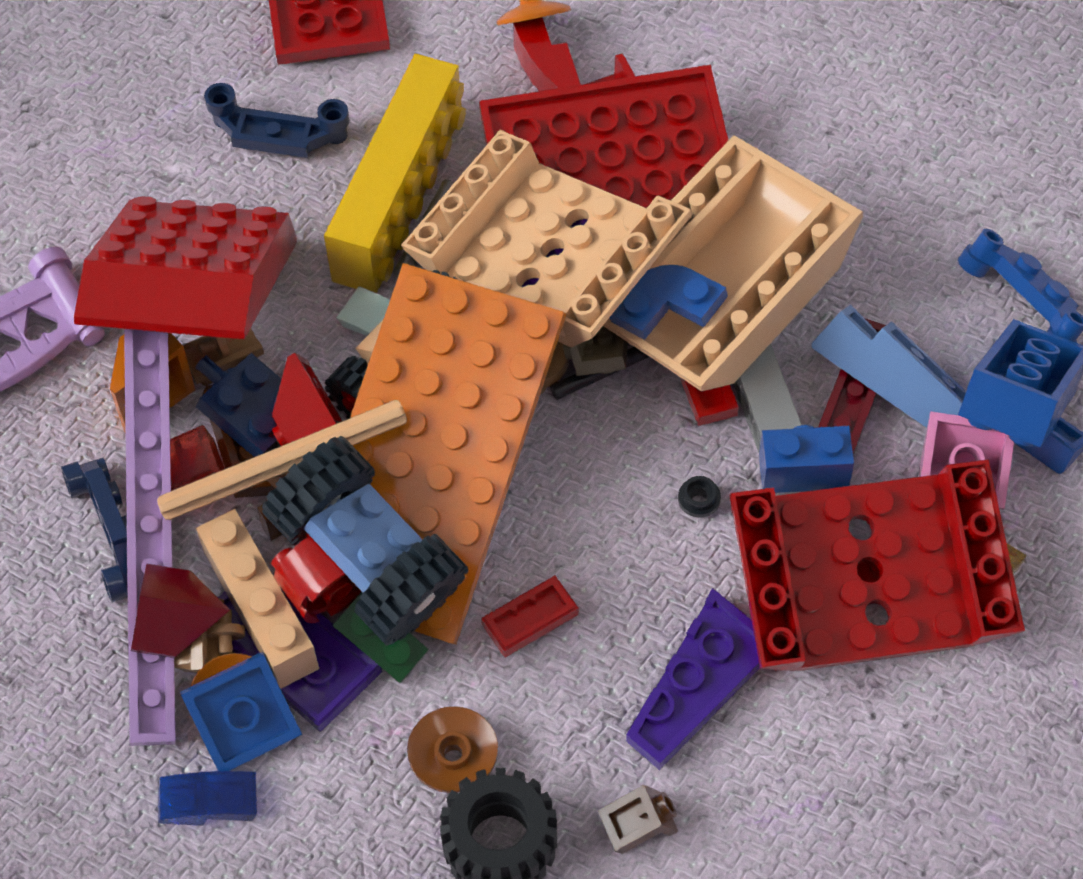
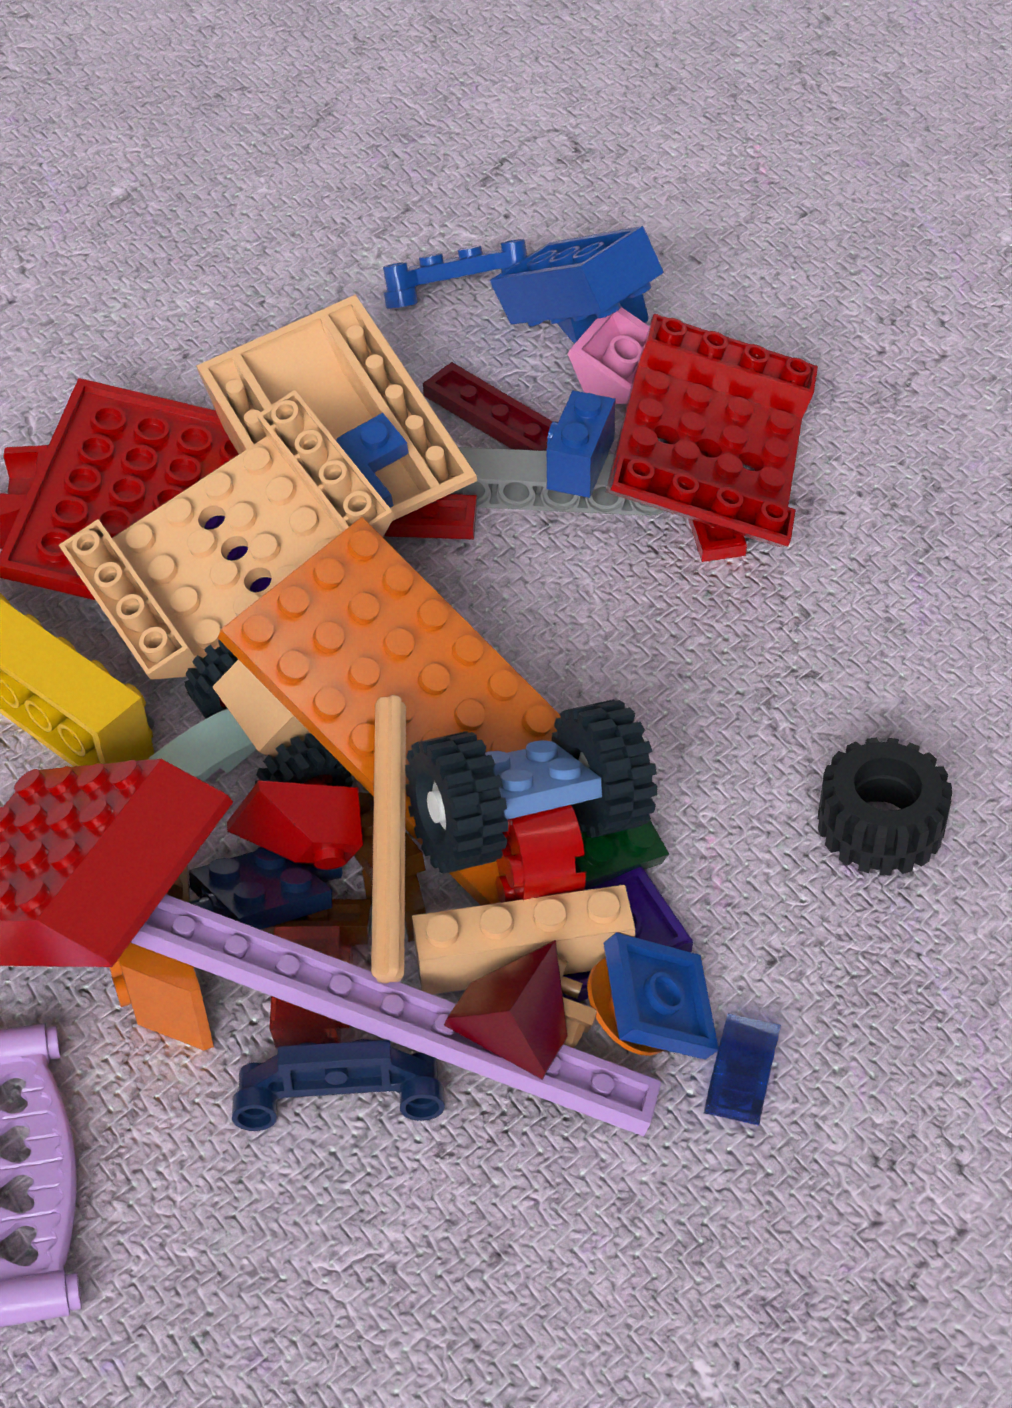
camera: 70 degrees left, 10 degrees down
(448, 731) = (775, 810): dark orange dish -> none
(530, 616) = (640, 699): red plate -> none
(638, 818) = (900, 698): bracket -> none
(697, 681) = (763, 612): dark purple wing -> none
(703, 487) = (557, 557): black plate -> none
(889, 365) = (496, 373): medium blue wedge -> none

